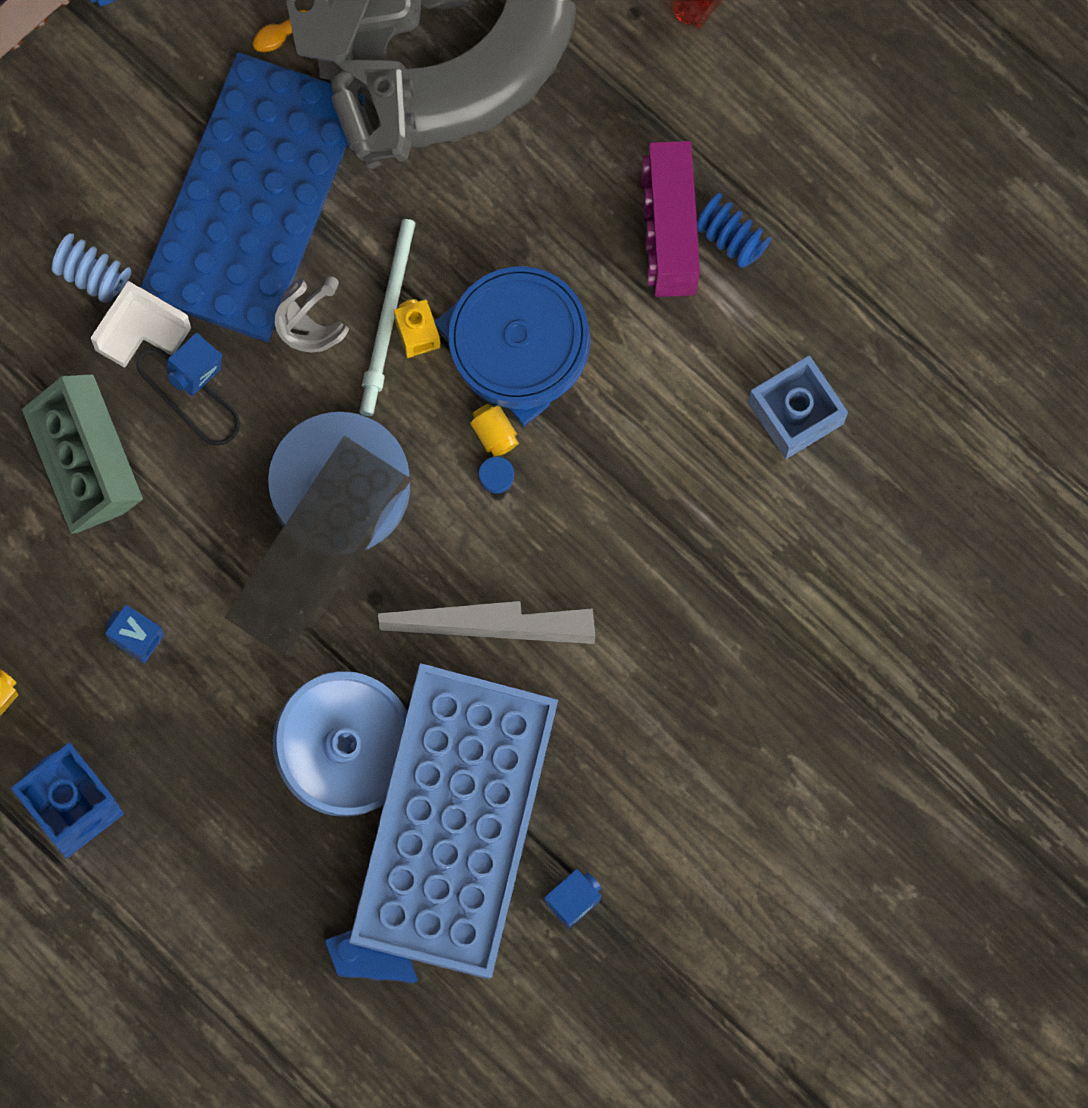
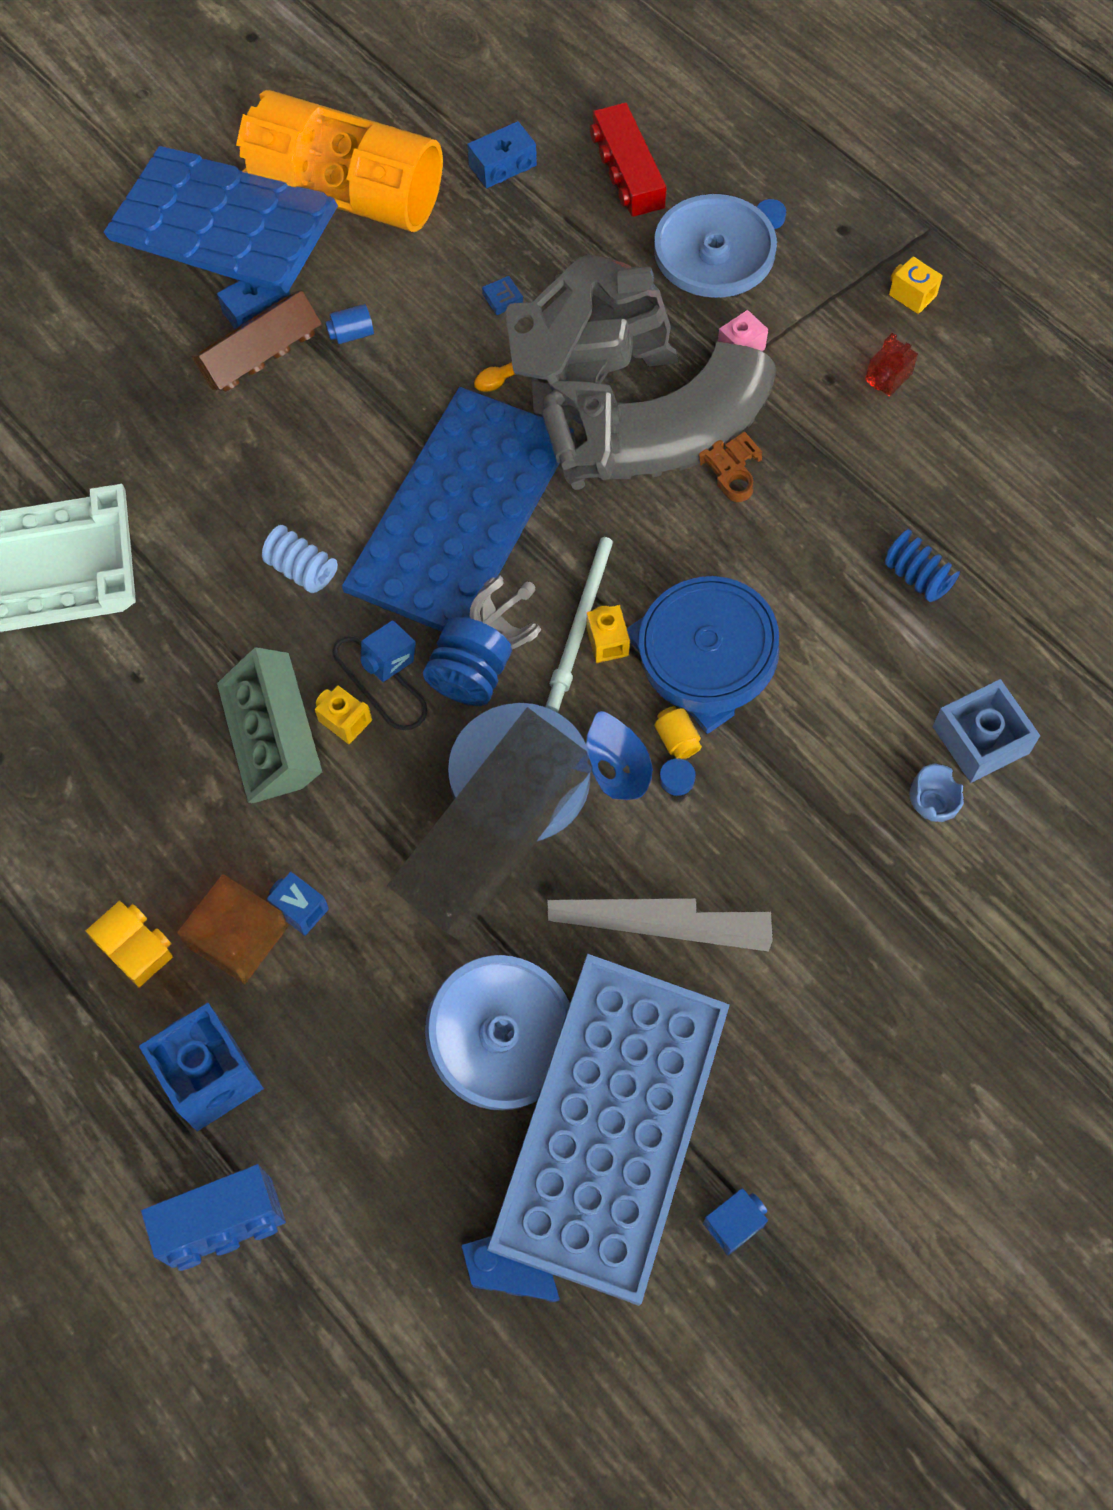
camera: 10 degrees right, 10 degrees down
(75, 664) = (233, 929): none -> clear orange brick
(97, 935) = (213, 1218): none -> blue brick
(136, 318) = (337, 606): white panel -> none
(158, 445) = (345, 722): none -> yellow brick
(277, 372) = (467, 661): none -> blue wheel
(436, 448) = (619, 746): none -> blue piece
(533, 119) = (734, 459): none -> dark orange piece
(670, 219) = (862, 549): magenta brick -> none
(750, 475) = (936, 793): none -> medium blue hair

